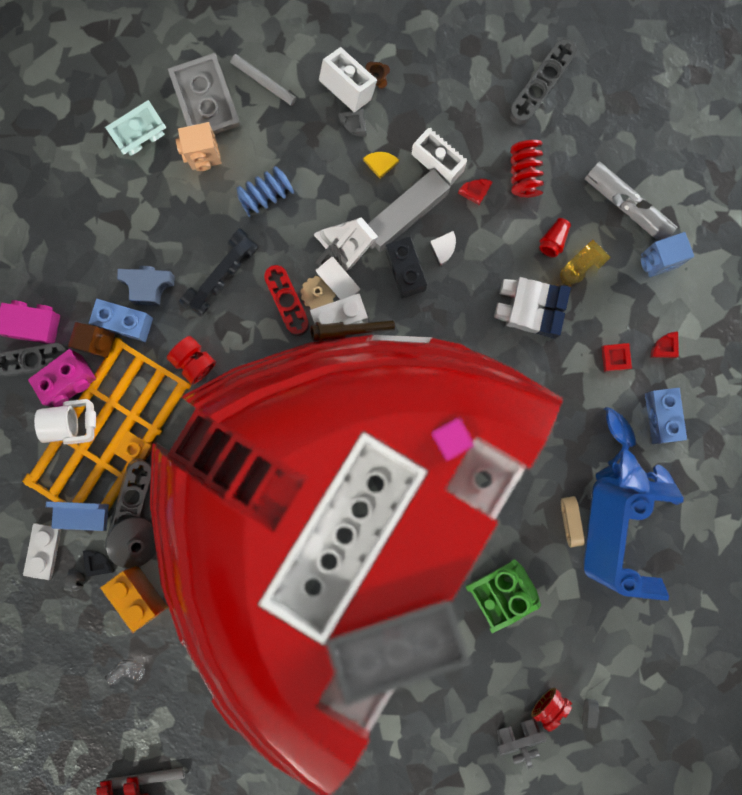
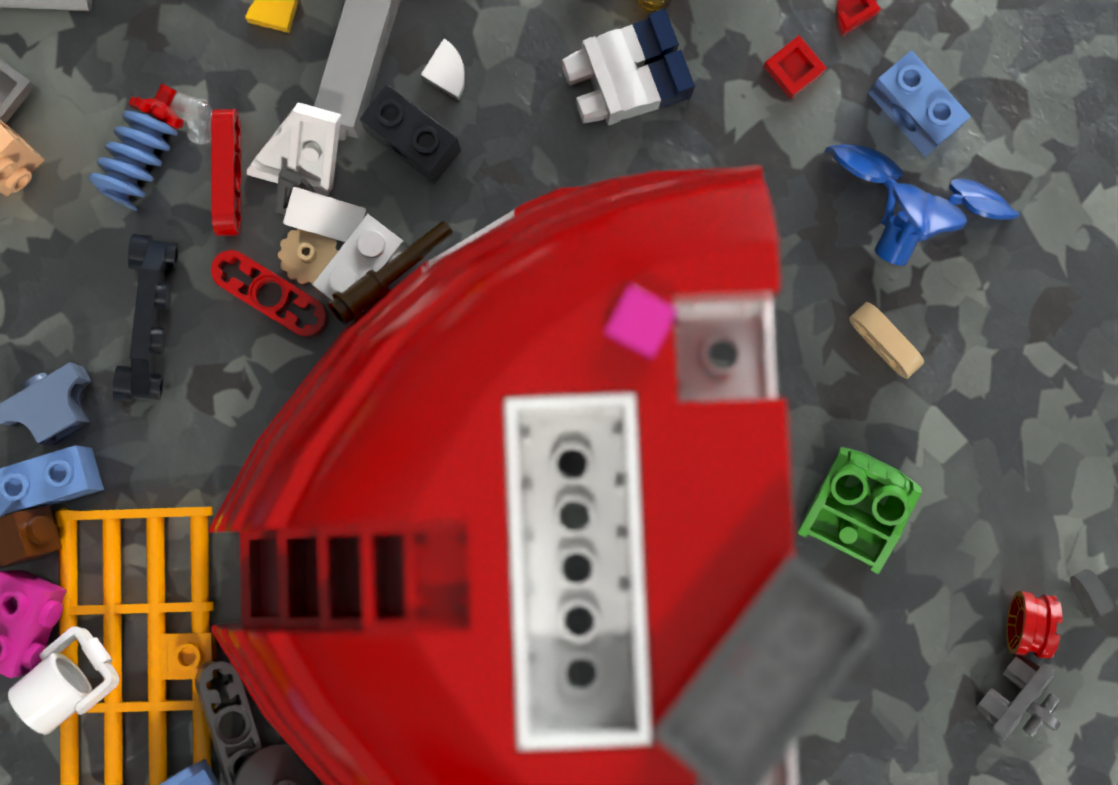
camera: 30 degrees left, 0 degrees up
(188, 356) = (182, 469): red wheel -> none
(293, 174) = (159, 106): none -> red plant
(304, 227) = (226, 172): none -> red beam
(309, 189) = (197, 115): none -> clear arm
(607, 535) = (947, 322): blue windscreen -> none

